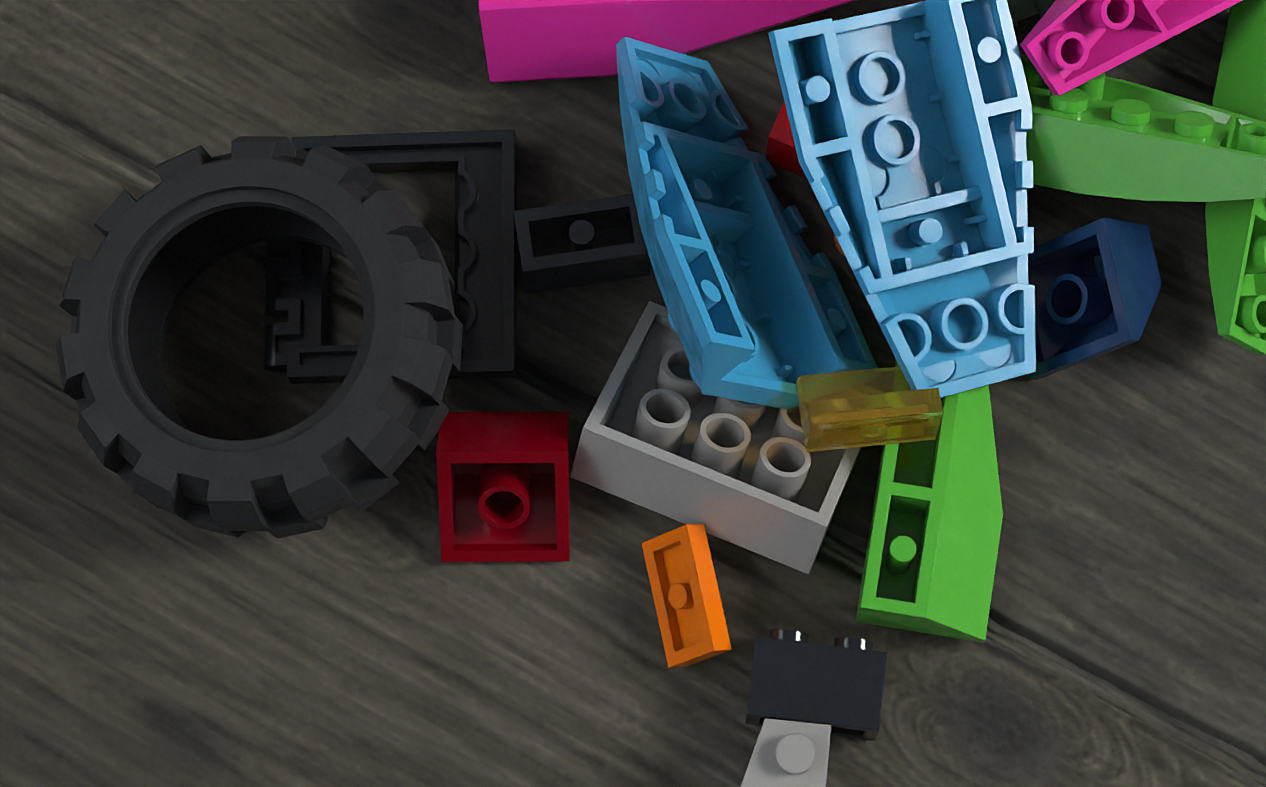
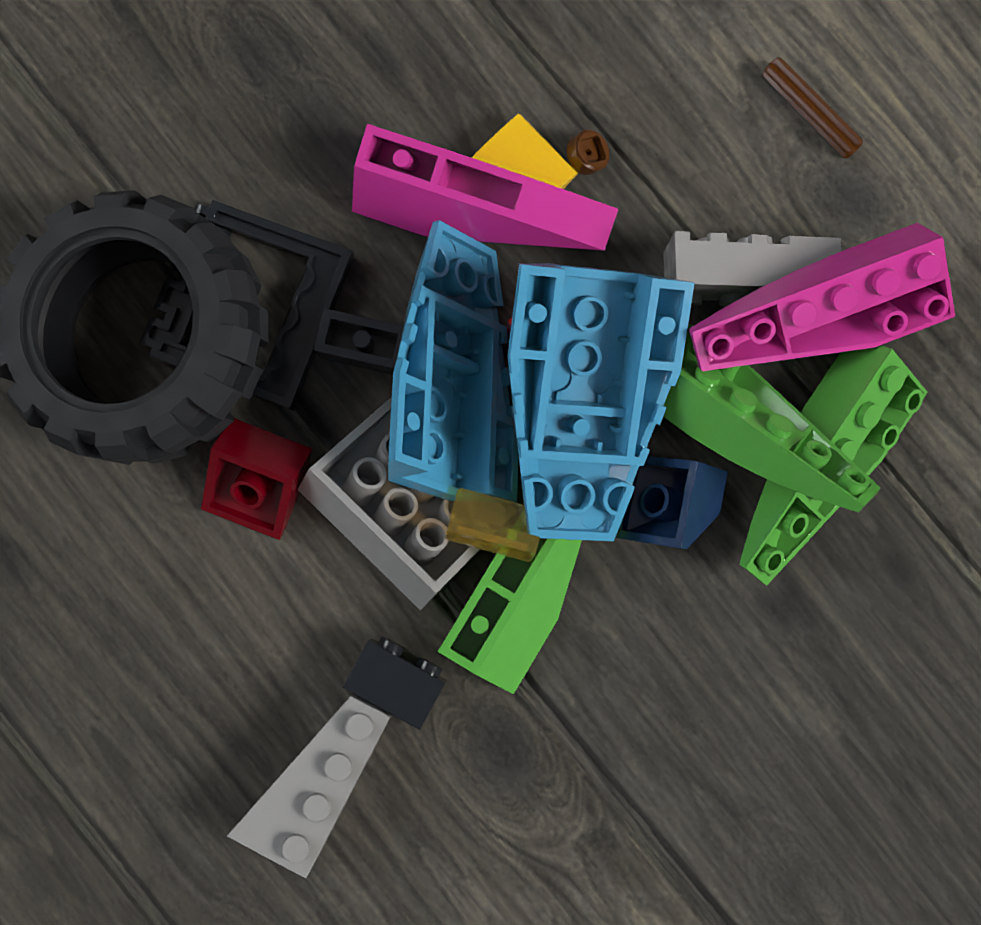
camera: 20 degrees right, 10 degrees up
(686, 596) = (339, 593): orange plate -> none

